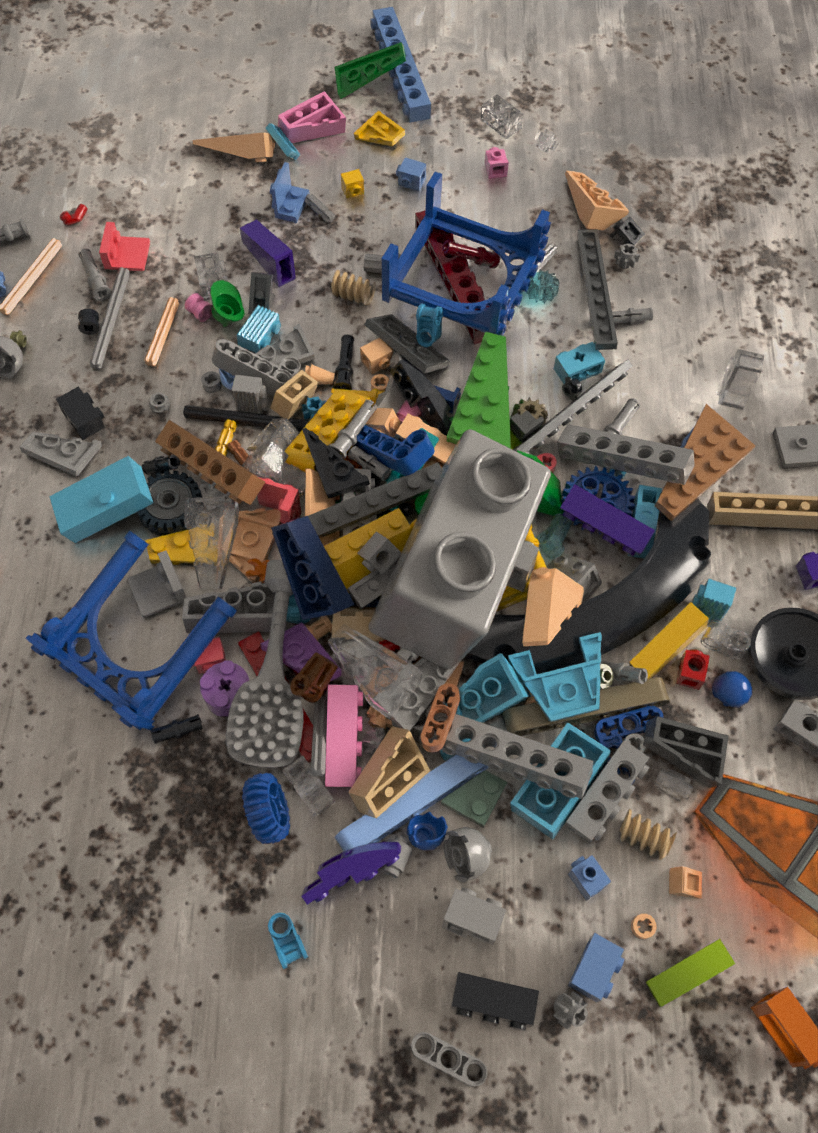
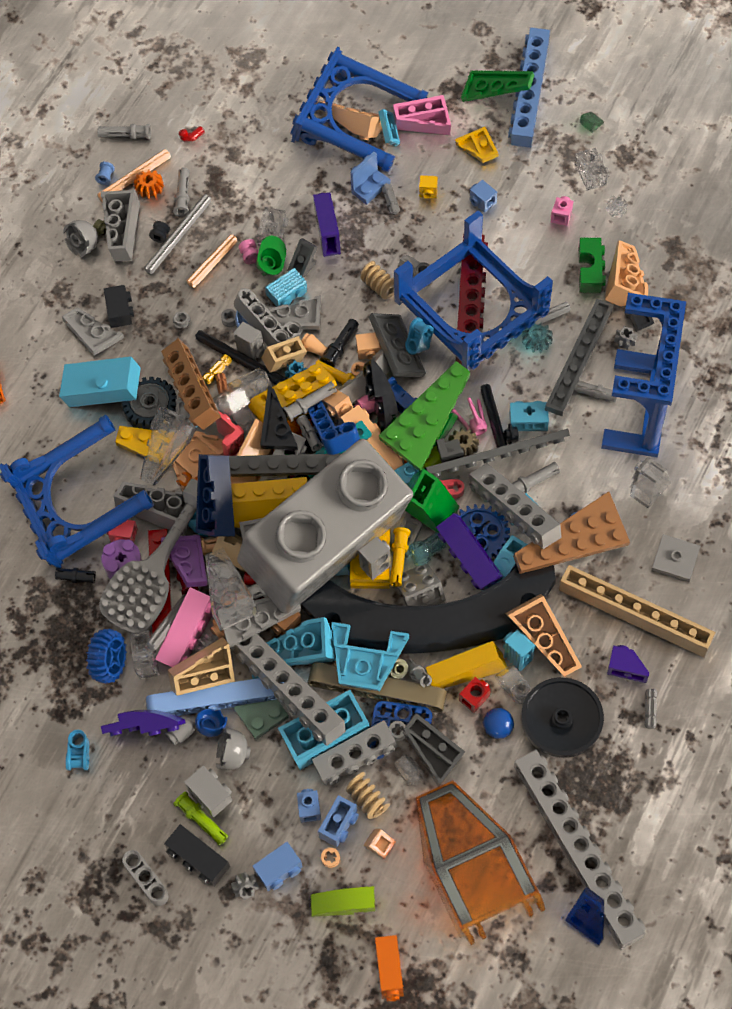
camera: 30 degrees right, 0 degrees up
(38, 320) = (121, 219): none -> light grey wedge
(52, 278) = (148, 184): none -> orange gear
(123, 251) = (214, 180): coral bracket -> none
(157, 587) = (111, 465): light grey bracket -> none
(160, 464) = (156, 371): black pin -> none
(205, 165) = (344, 69): none -> blue arch
(314, 676) = (181, 577): reddish brown piece -> none
(387, 553) = (271, 498): light grey brick -> none
(442, 728) = (255, 653): nougat beam -> none
(462, 948) = (194, 812): none -> lime pin
(474, 77) = (591, 121): none -> clear green slope
(478, 255) = (496, 291): dark red pin -> none
(530, 390) = (477, 424): none -> bright pink plant
(542, 378) = (493, 415): none -> black axle
(548, 190) = (591, 278): none -> green arch
(549, 603) = (380, 594): light nougat wedge -> none
(634, 880) = (338, 821): none -> medium blue brick
(698, 207) = (652, 394): none -> blue arch
(727, 562) = (542, 628): none -> light nougat wedge

